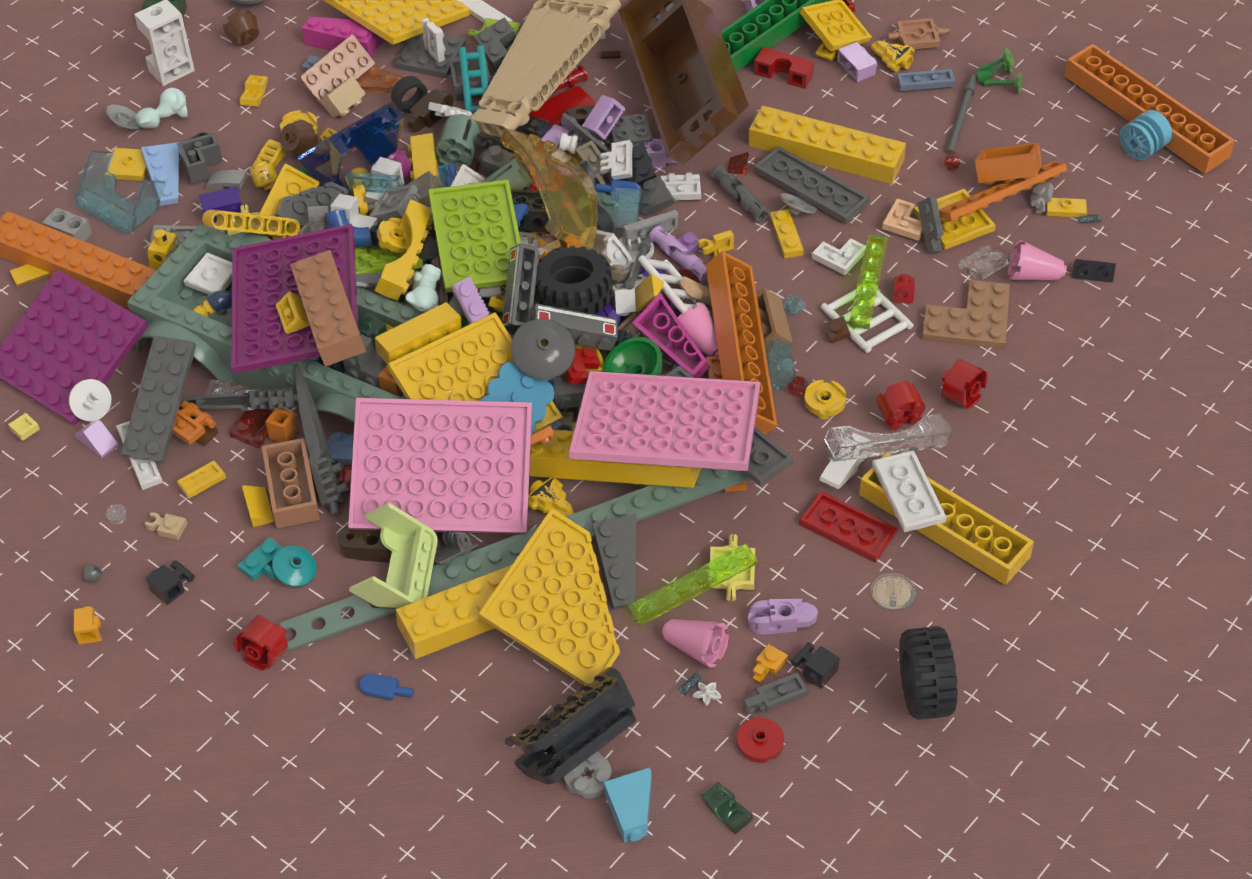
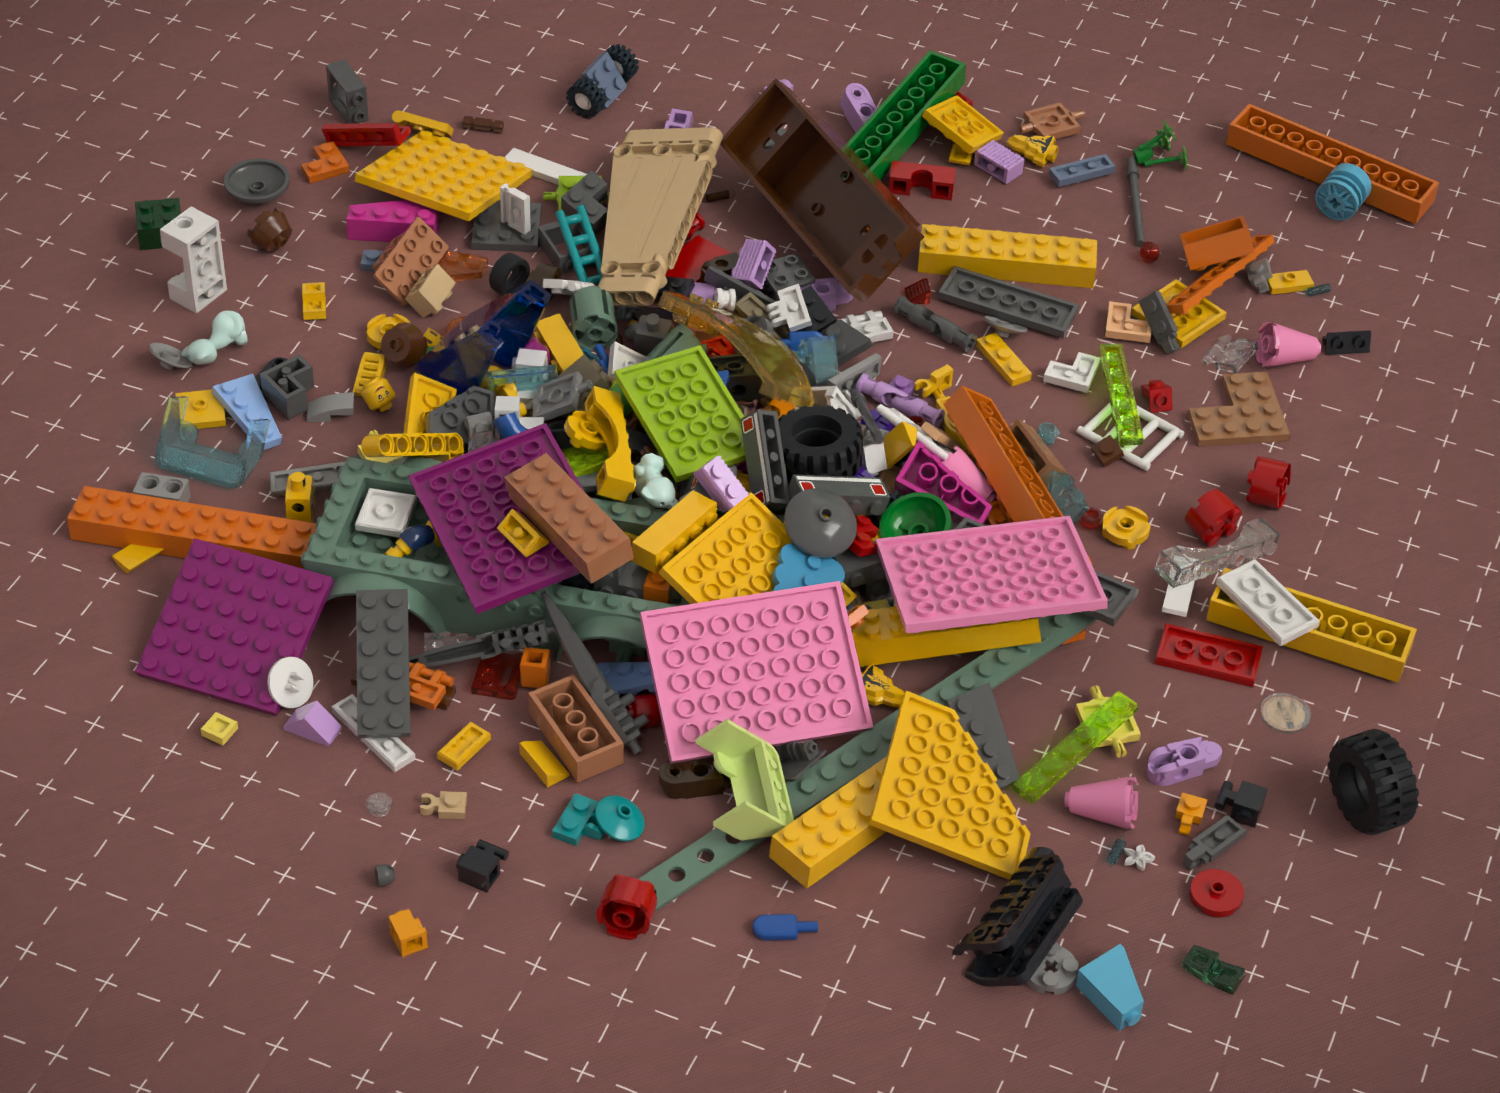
camera: 20 degrees left, 5 degrees down
(221, 200) = (339, 436): dark purple brick -> none

